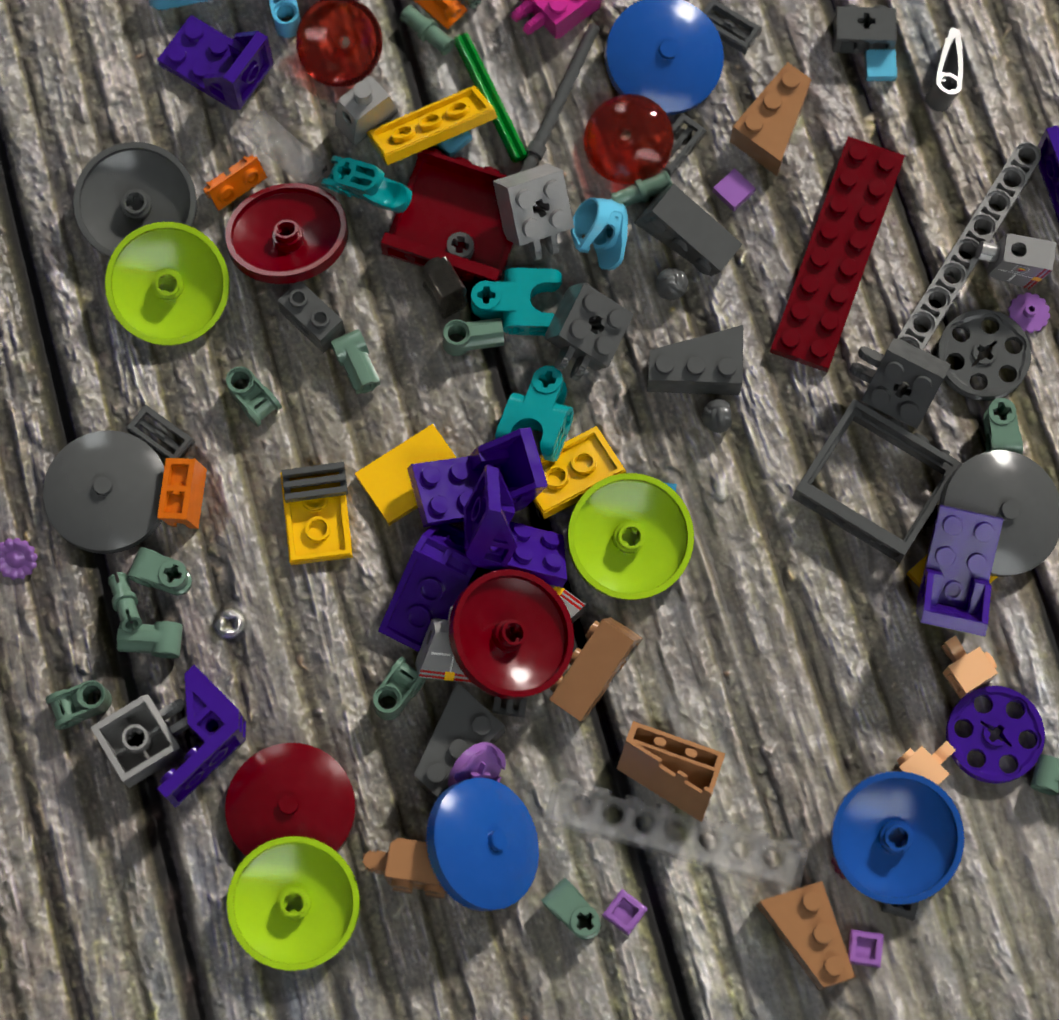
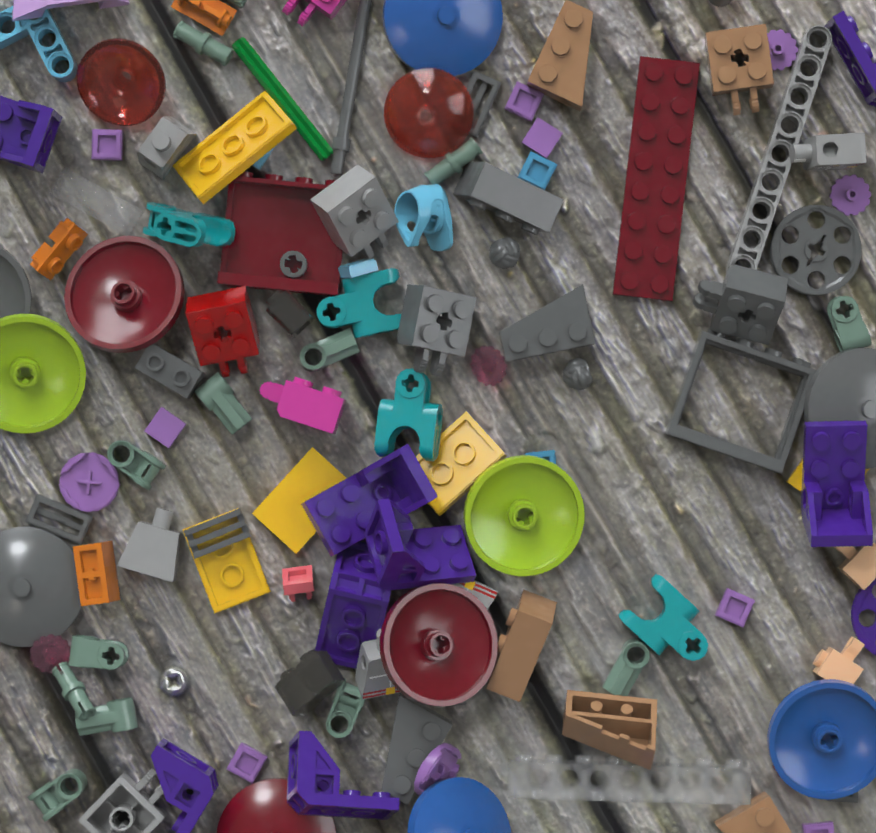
camera: 10 degrees left, 15 degrees up
(110, 560) = (49, 652): none -> clear pink piece
(200, 406) = (89, 482): none -> medium lavender tile
(246, 482) = (154, 548): none -> light grey torso
(281, 722) = (247, 762): none -> medium lavender tile
(291, 372) = (165, 427): none -> medium lavender tile
(309, 100) = (107, 144): none -> medium lavender tile
(350, 769) = (312, 768): none -> dark purple bracket
(362, 300) = (223, 328): none -> red hinge
(368, 650) = (309, 682): none -> clear smoke brick
(383, 548) = (297, 581): none -> coral tile
(439, 376) = (306, 405): none -> dark pink hinge
(523, 261) = (357, 268): none -> medium azure tile
(629, 386) = (488, 365): none -> clear pink piece
(698, 720) = (625, 670): none -> sand green piece
(724, 153) = (524, 101): none -> medium lavender tile
(725, 215) = (537, 170): none -> dark azure tile
(755, 687) = (671, 626): none -> teal piece
(826, 686) = (734, 607): none -> medium lavender tile
(956, 173) = (730, 79): none -> medium nougat hinge
(983, 163) = (781, 49): none -> medium lavender piece

